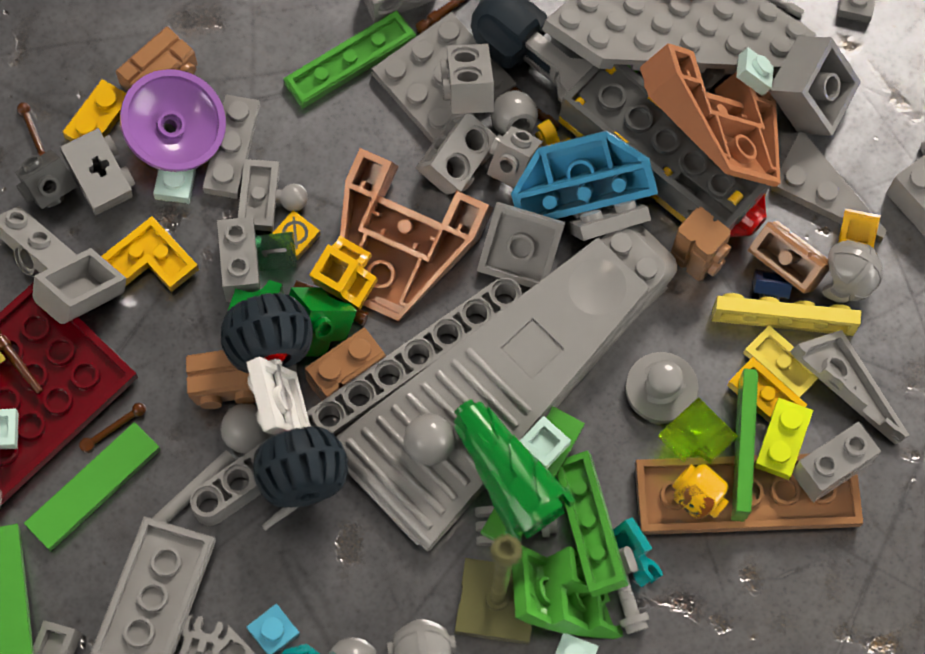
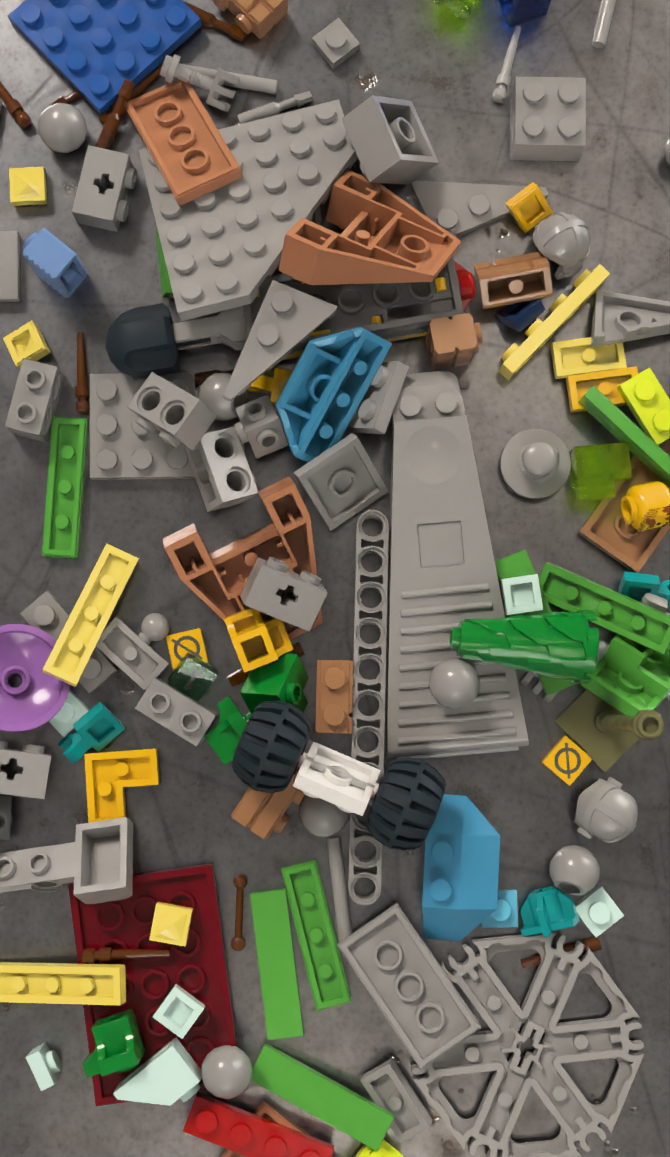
camera: 50 degrees left, 15 degrees up
(64, 374) = (171, 924): none -> light yellow tile
(139, 499) = (316, 934): none -> bright green tile
(177, 211) = (93, 730): none -> teal plate
(264, 140) = (90, 615): none -> light yellow plate
(278, 567) = (459, 870): none -> dark azure wedge
(382, 251) = (297, 608): none -> light grey brick
(440, 594) = (566, 760): none -> yellow tile
(599, 101) = (281, 324): none -> light grey wing
(755, 71) = (346, 179): light aqua plate -> none

